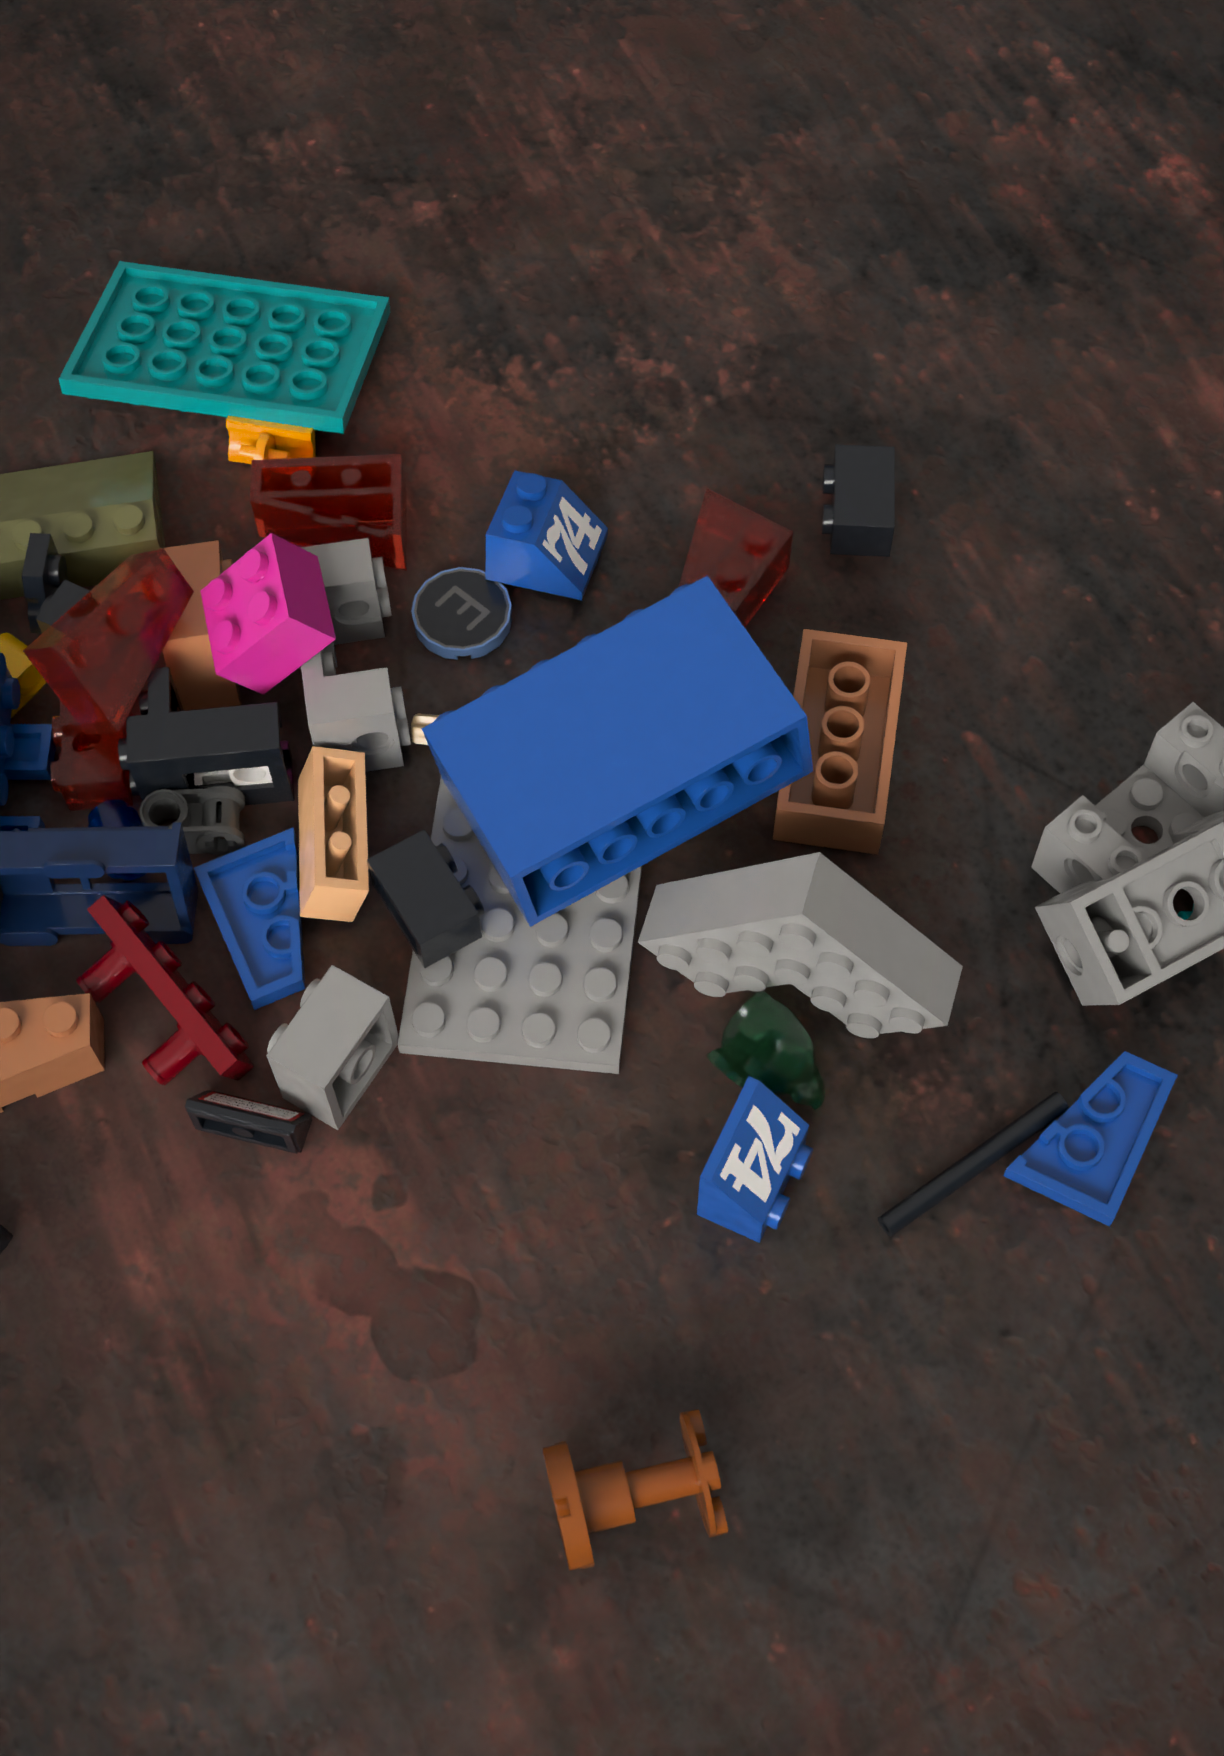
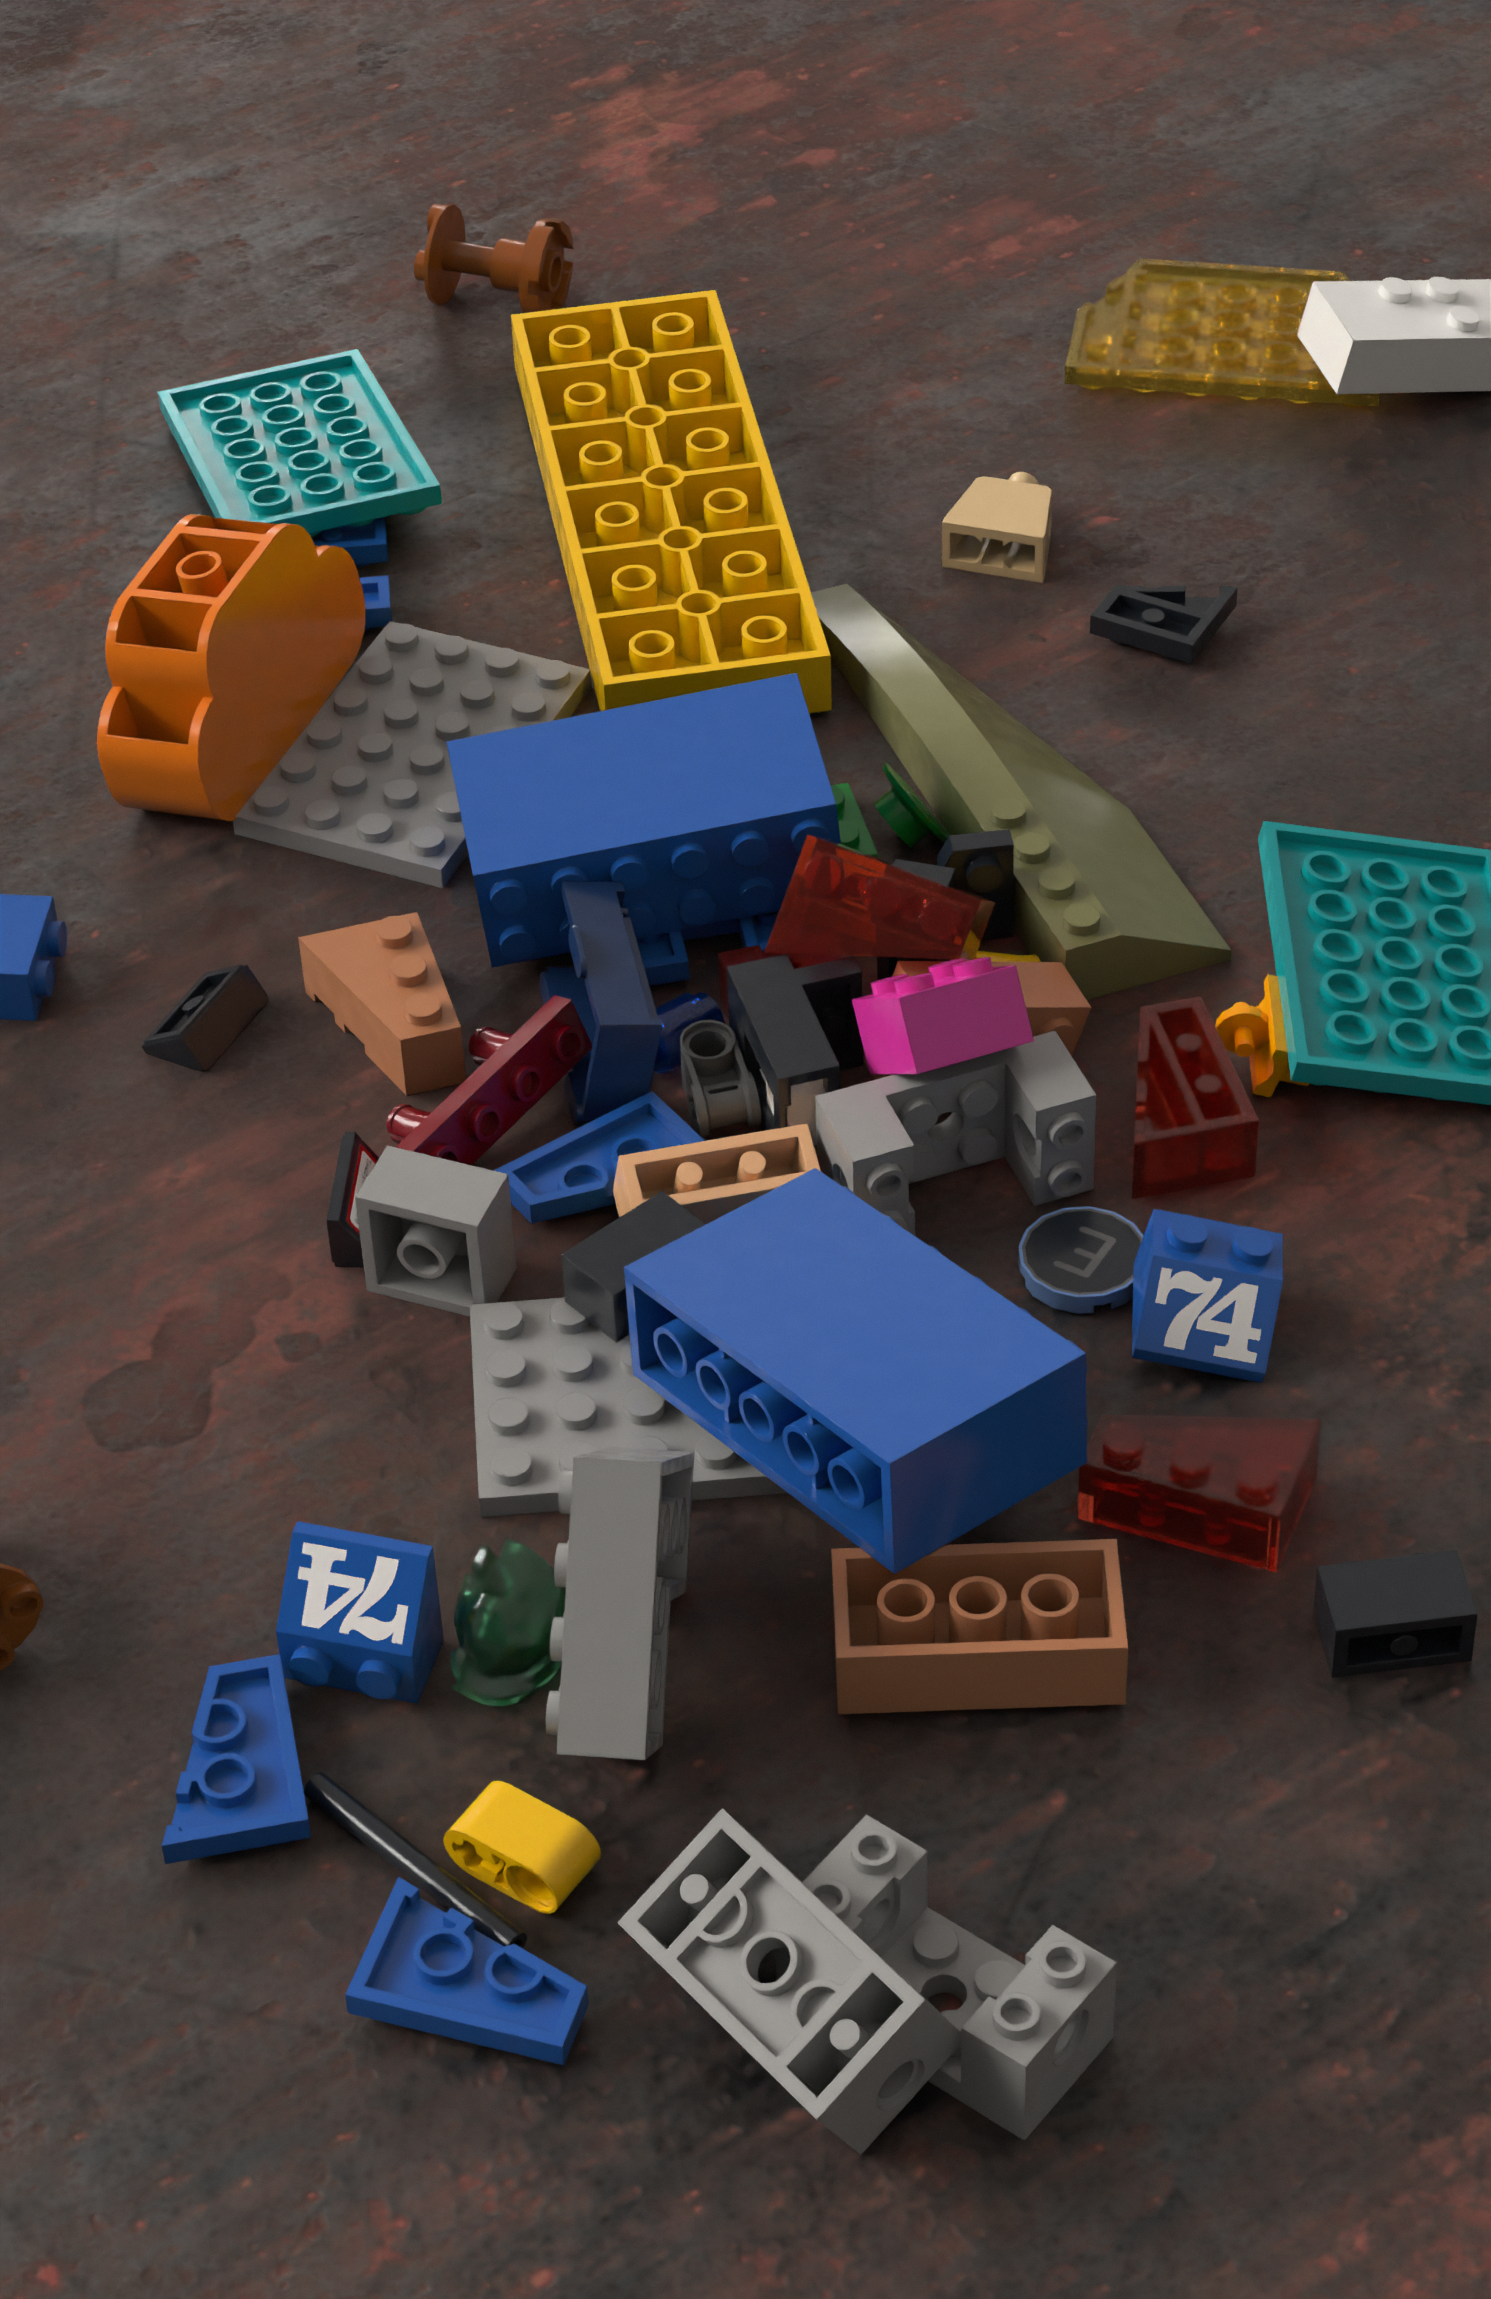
camera: 80 degrees right, 20 degrees down
(866, 1277) = (242, 1767): none -> blue wing
(981, 1080) = (522, 1847): none -> yellow beam

